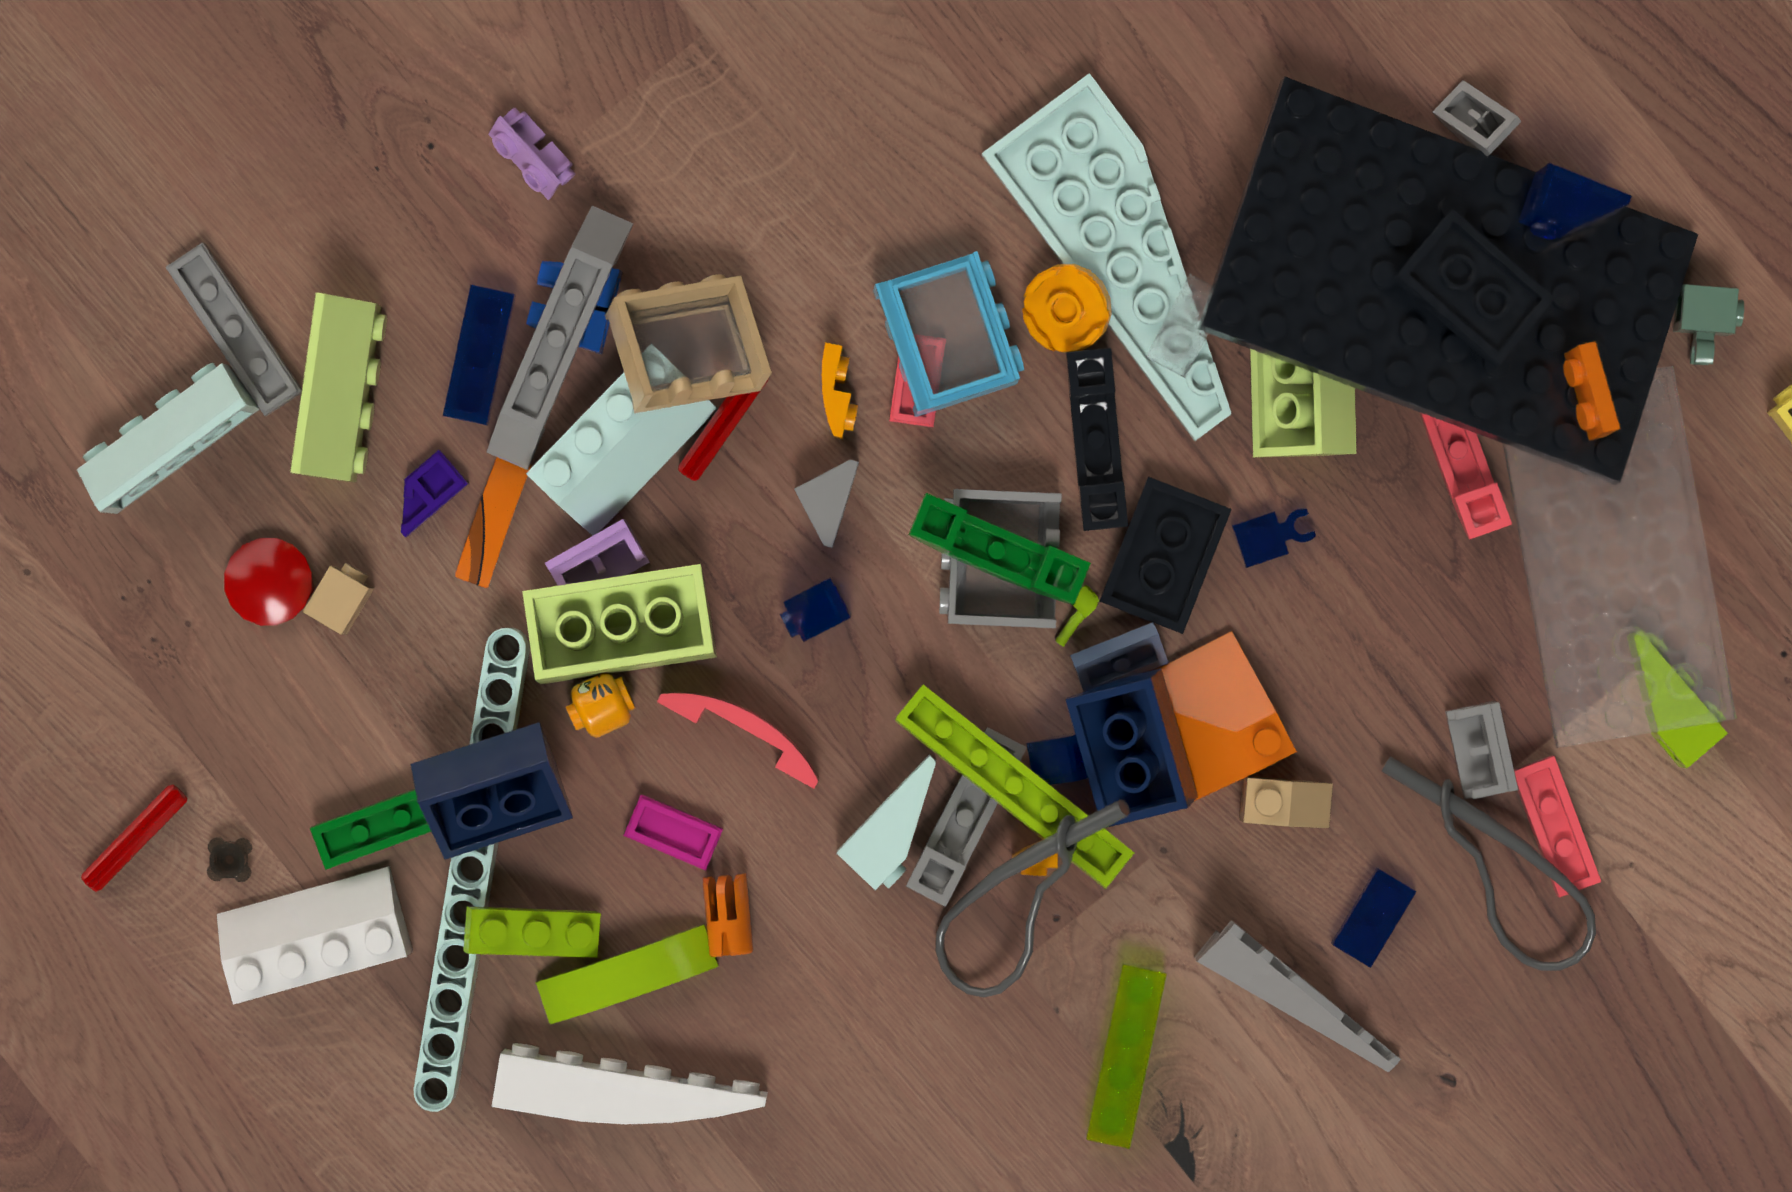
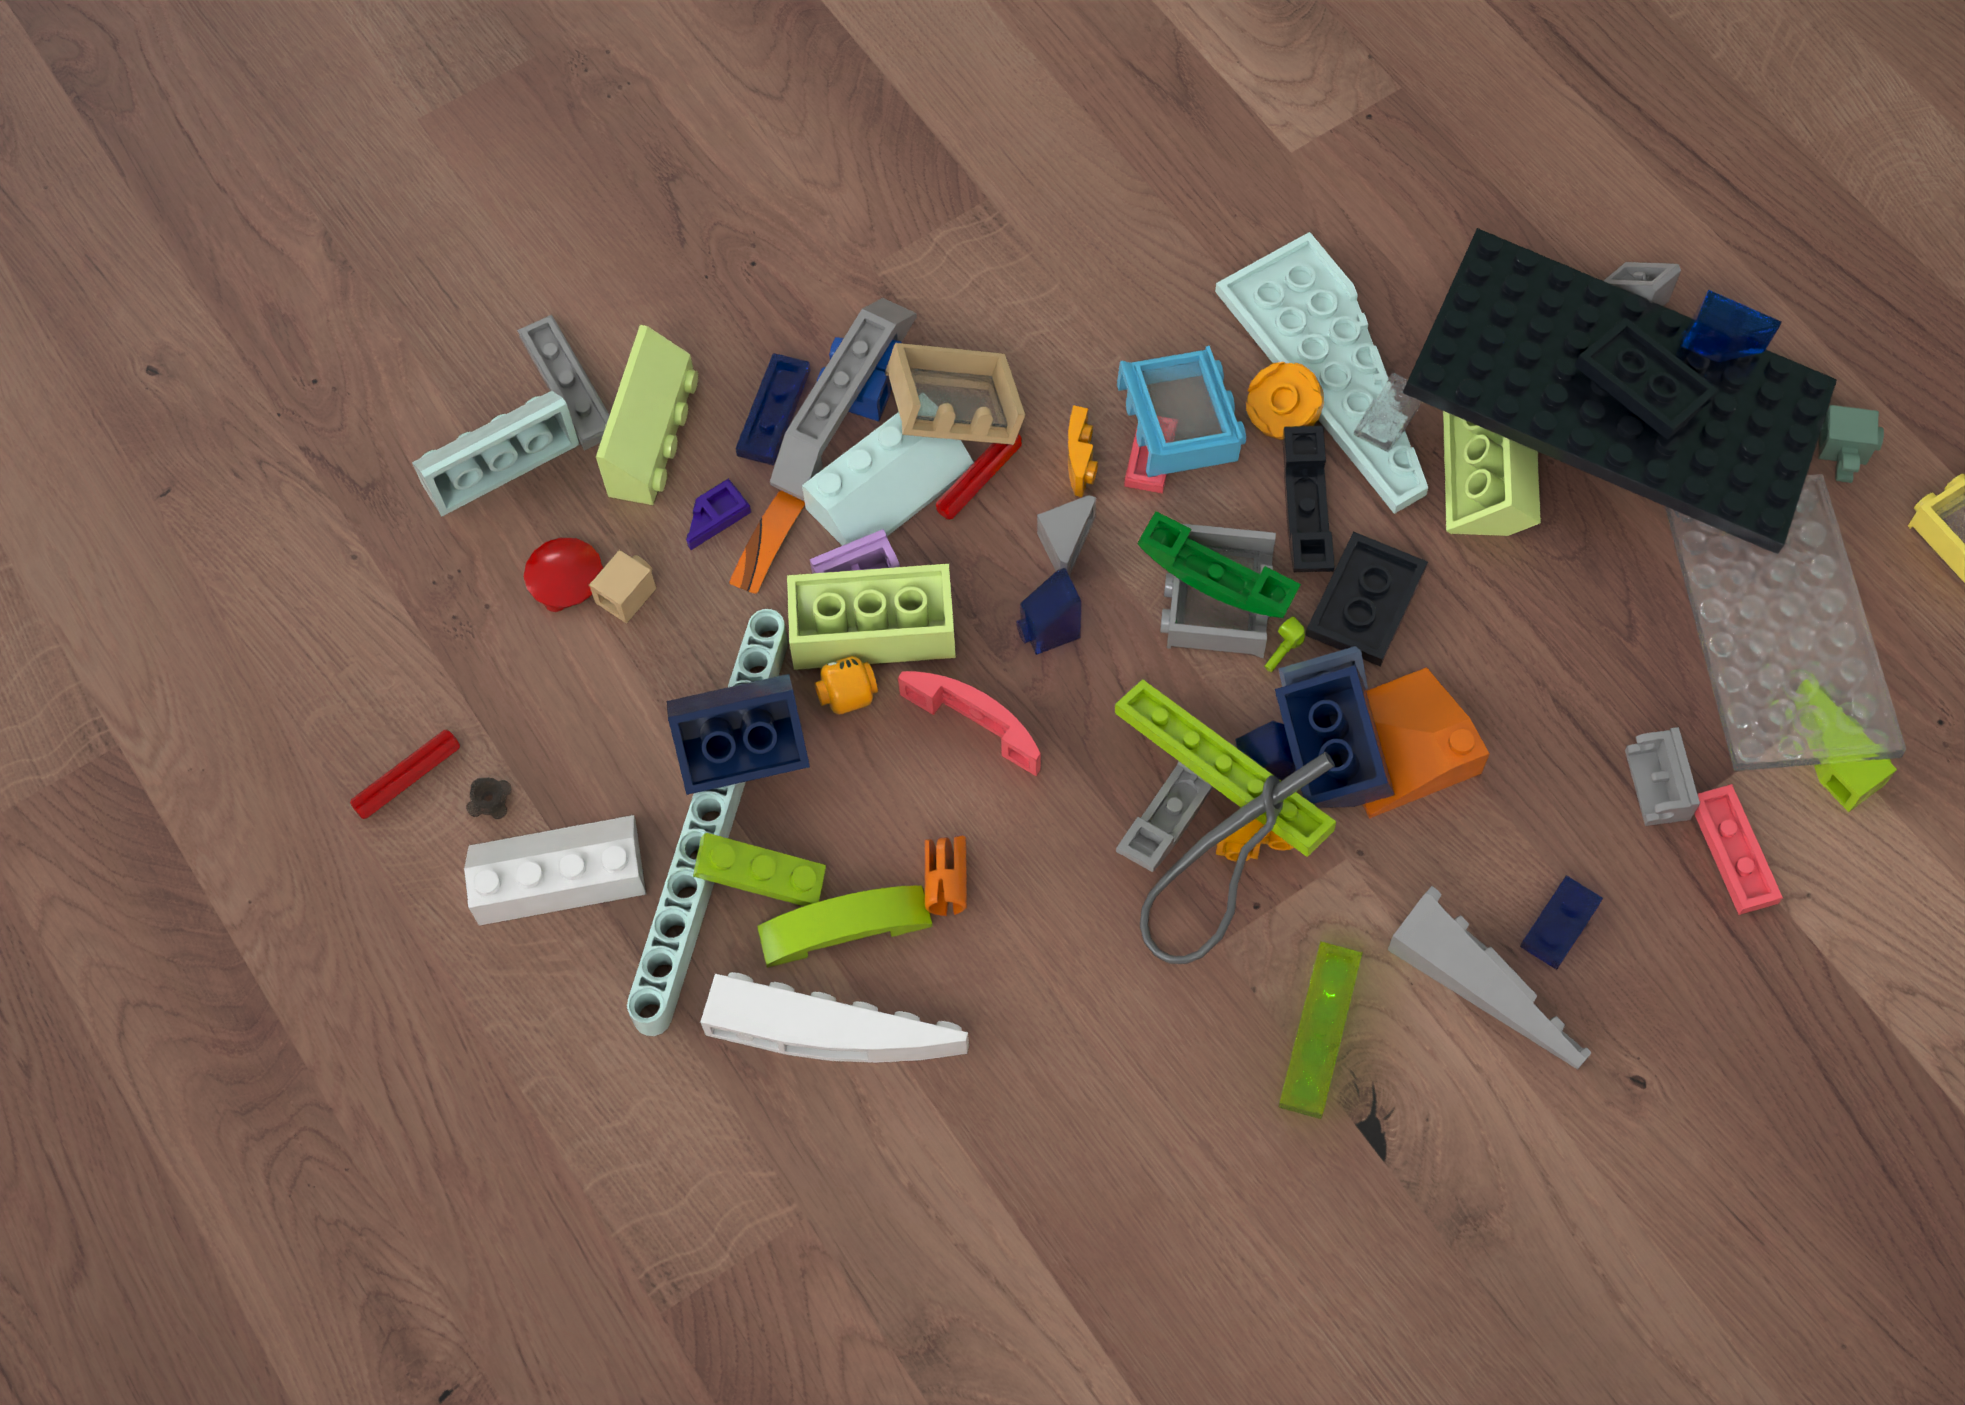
camera: 10 degrees right, 25 degrees down
(369, 829) = (625, 777): green plate -> none
(516, 139) = (828, 261): lavender hinge -> none
(673, 832) = (901, 803): dark pink tile -> none
(886, 836) = (1097, 815): light aqua slope -> none
(1265, 537) = (1459, 595): clear blue plate -> none
(1285, 802) = (1475, 809): tan slope -> none
(1454, 805) = (1638, 823): dark grey piece -> none
(1467, 477) = (1633, 538): coral slope -> none
(1595, 405) = (1756, 461): orange plate -> none

